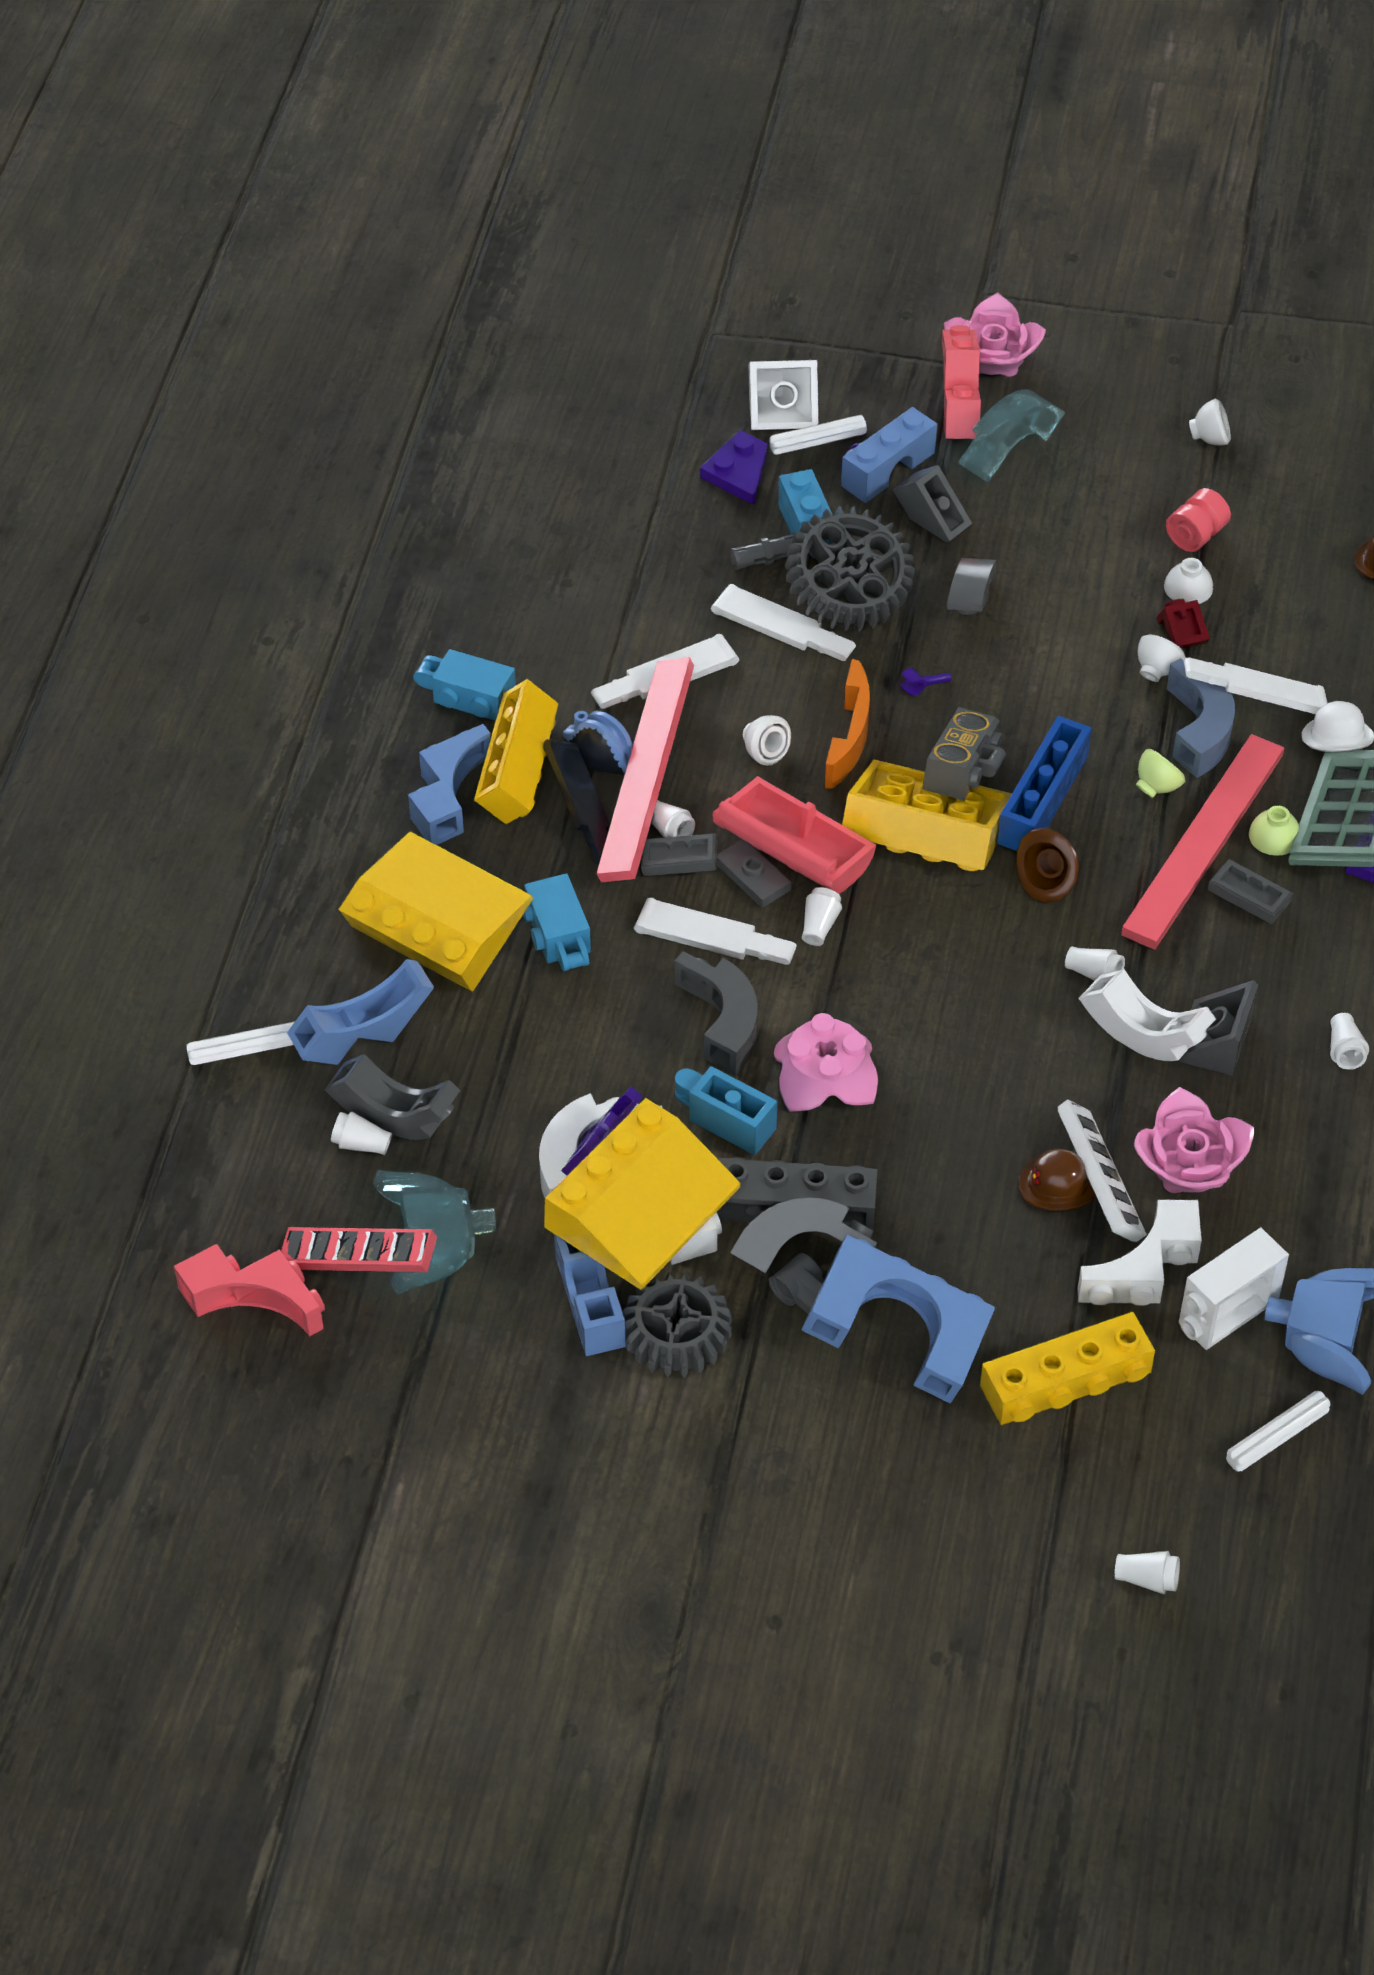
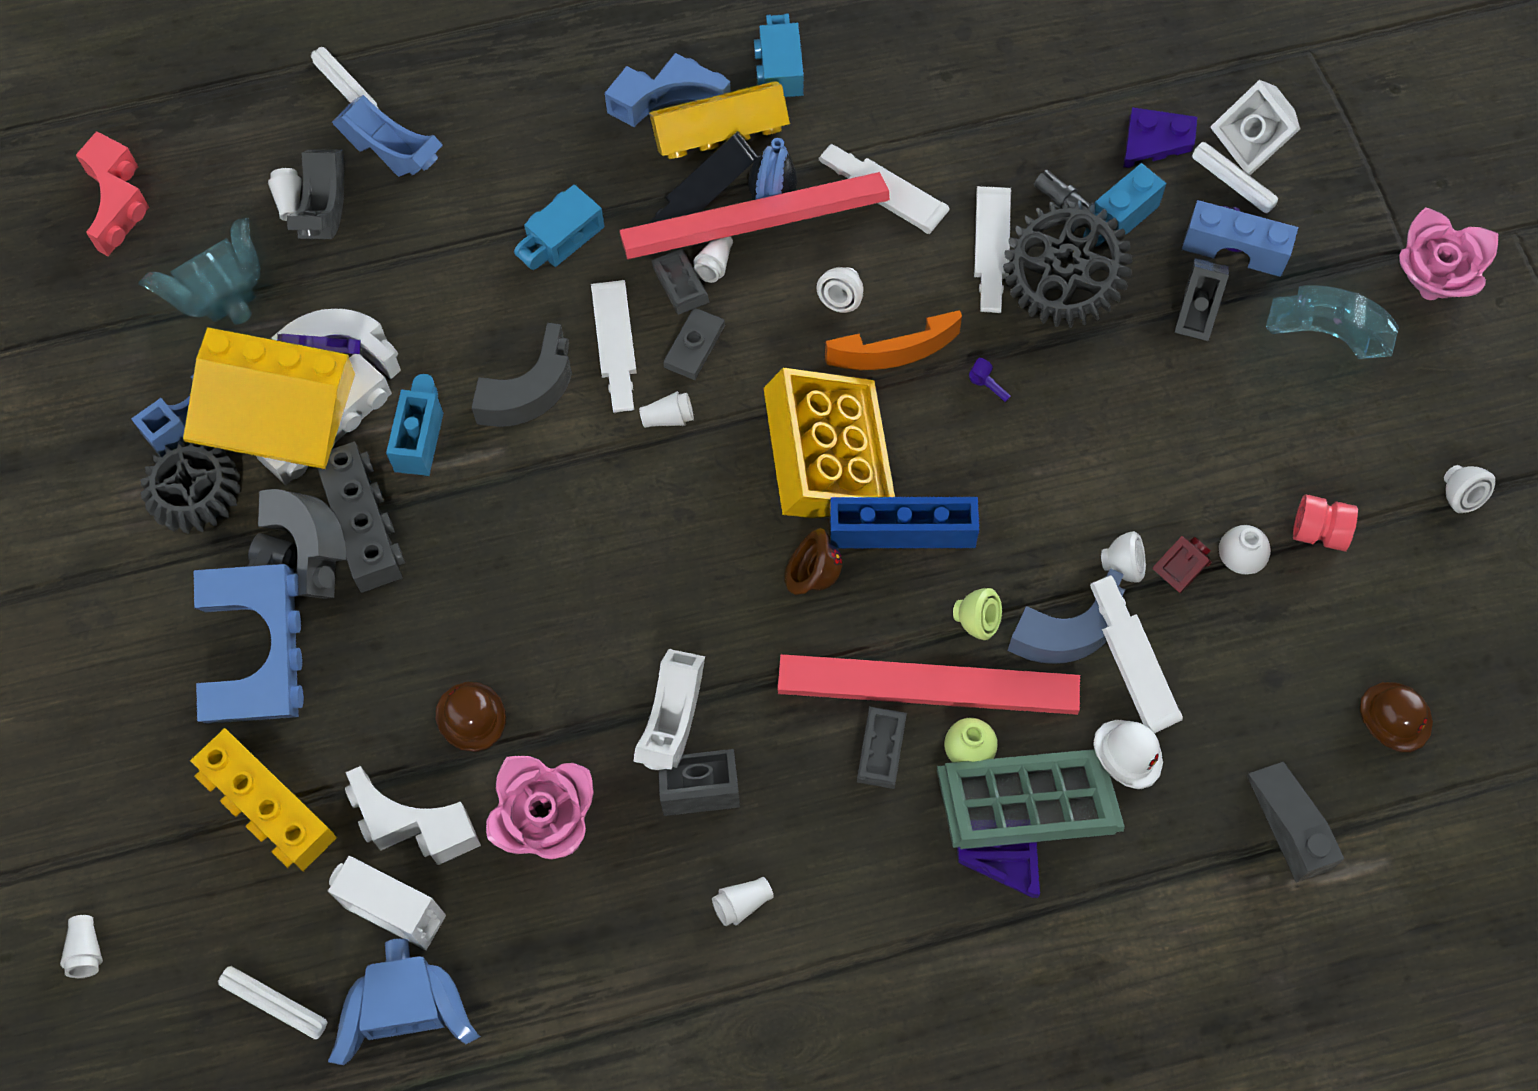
camera: 65 degrees right, 15 degrees up
(360, 1249) = (162, 239): tile -> none
(436, 909) = (518, 138): yellow slope -> none
(796, 834) = (736, 354): coral container -> none
(824, 1061) = (502, 504): bright pink brick -> none
(961, 382) = (1366, 247): coral arch -> none
(964, 754) = (901, 441): dark grey piece -> none
(971, 585) = (1117, 368): dark grey slope -> none
(1093, 961) = (724, 652): white cone -> none
(1101, 1171) = (489, 744): white tile -> none

